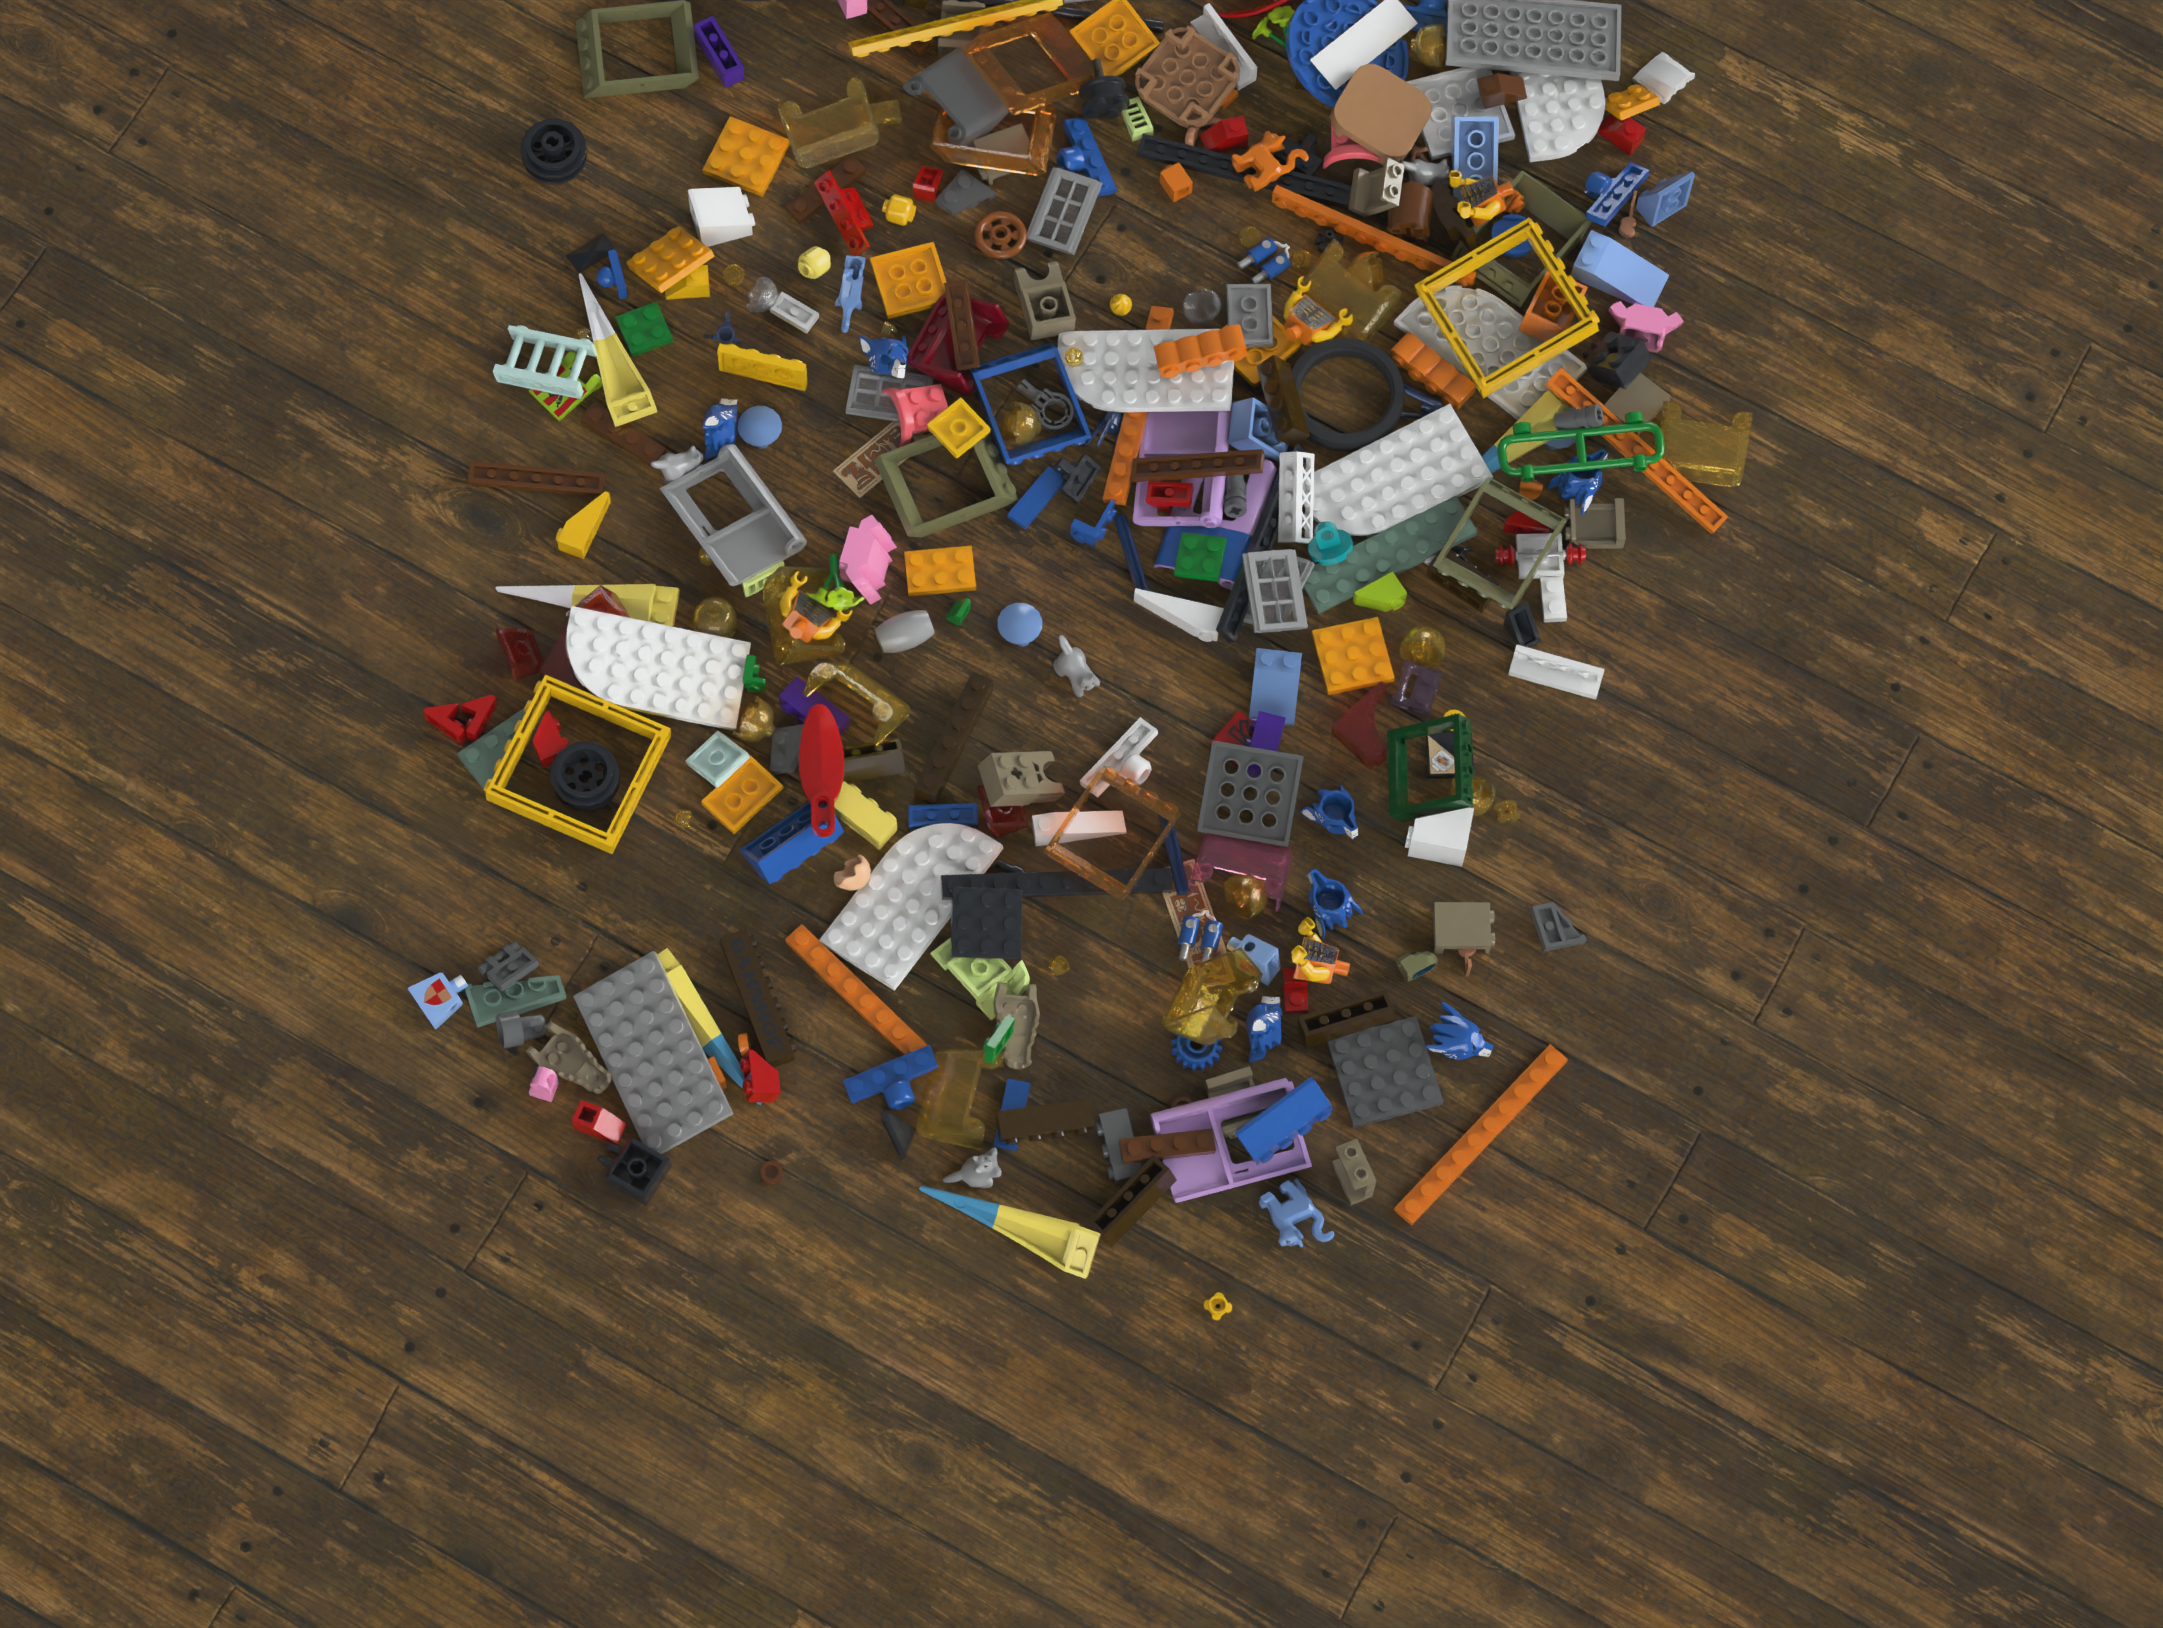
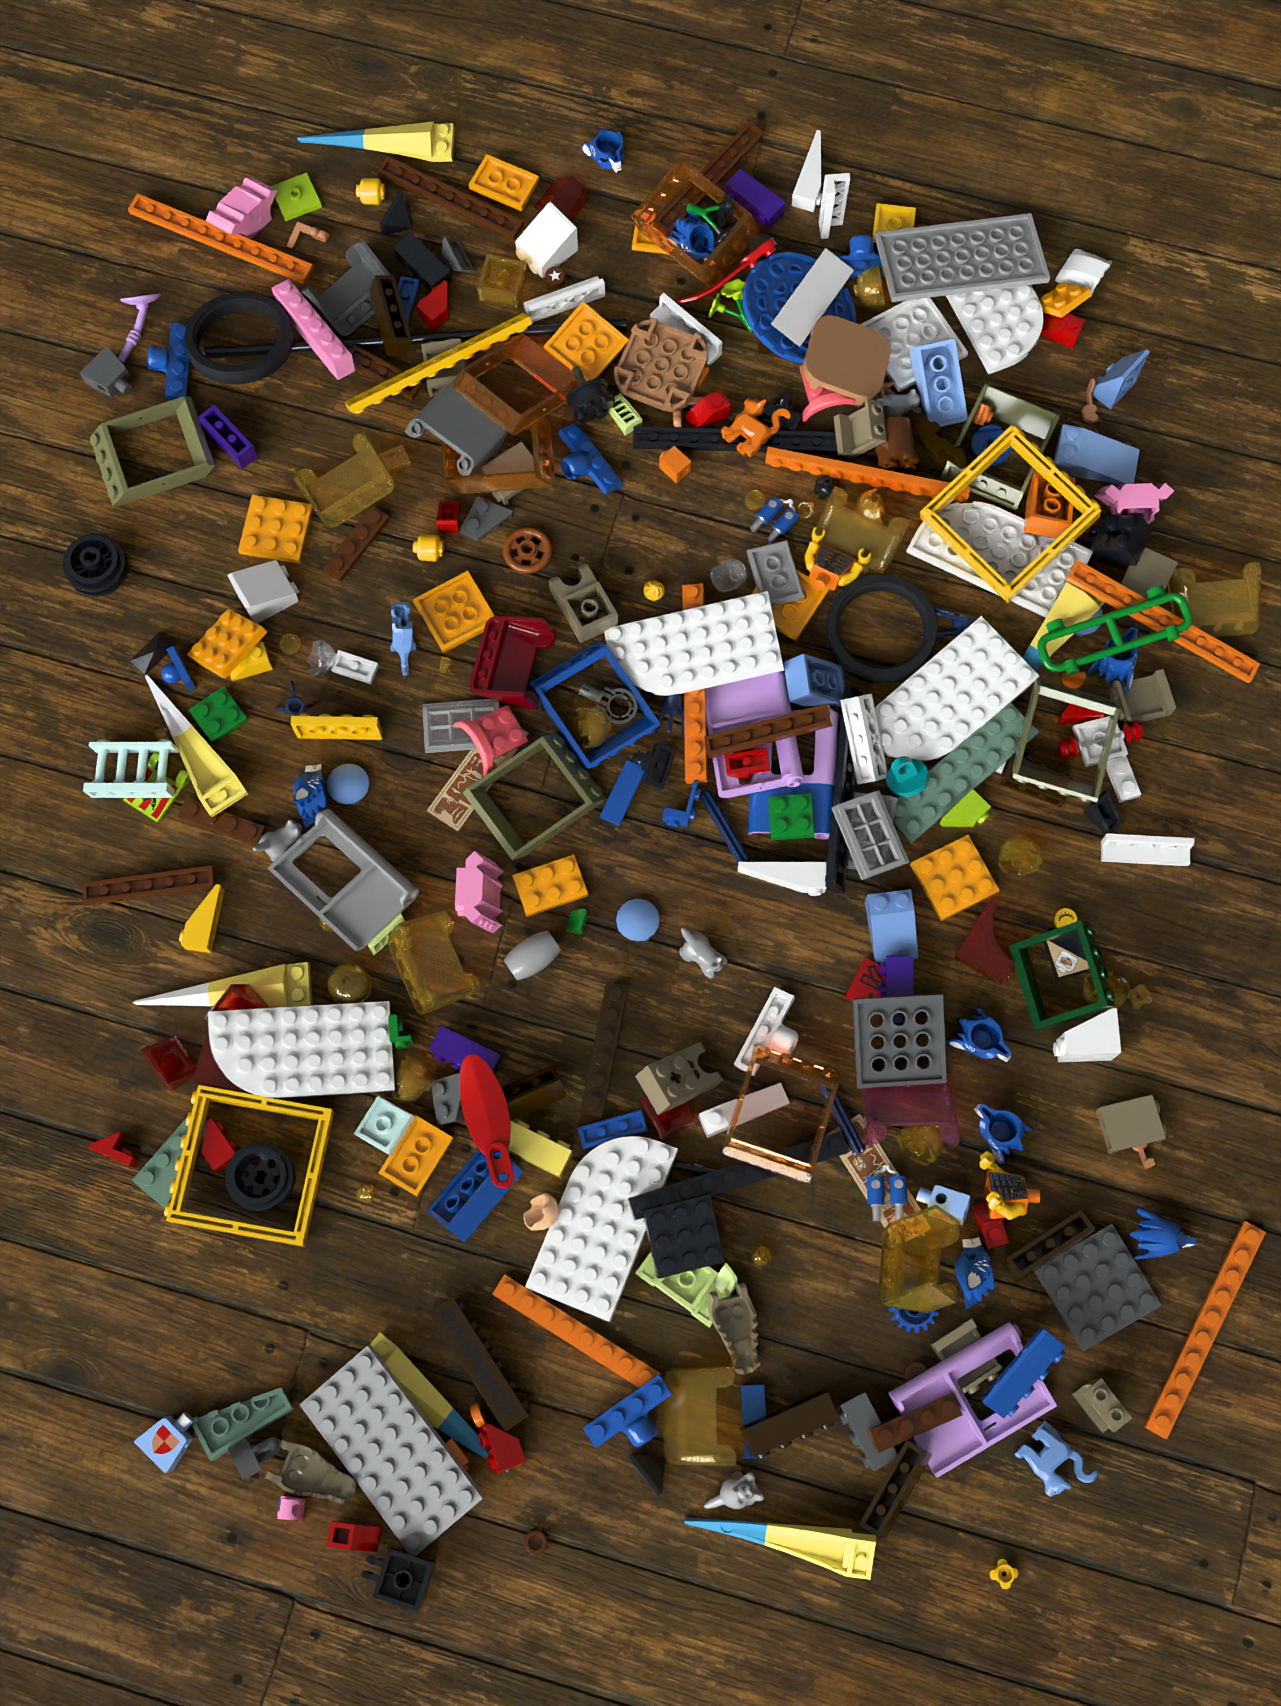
camera: 10 degrees left, 5 degrees up
(481, 712) = (147, 1132): red slope -> none
(510, 970) = (232, 1394): dark grey plate -> none
(806, 617) = (436, 965): torso -> none
(814, 262) = (362, 615): light yellow head -> none
(840, 597) = (465, 939): lime plant -> none
(846, 212) = (381, 561): red bracket -> none
(886, 355) = (450, 689): blue piece -> none
(888, 707) = (537, 1033): clear yellow windscreen -> none
(958, 428) = (535, 745): yellow plate -> none
(962, 325) = (514, 645): reddish brown plate -> none
(1001, 1035) = (728, 1349): green plate -> none
(1063, 210) = (579, 514): light grey piece -> none
(1078, 357) = (629, 651): clear yellow hinge -> none
(1205, 349) = (743, 620): orange brick -> none
(1235, 497) = (810, 754): dark grey axle -> none
(1283, 401) = (829, 649): dark brown brick -> none
(1416, 964) = (1097, 1171): olive rock -> none
(1423, 691) = (1028, 895): plate -> none
(1429, 368) = (953, 587): orange brick -> none
(1481, 198) = (958, 416): torso -> none
(1501, 89) = (946, 313): reddish brown slope -> none
(1554, 928) = (1216, 1102): dark grey wing -> none
(1574, 418) = (1103, 604): dark grey axle -> none
(1612, 192) = (1070, 385): blue plate -> none

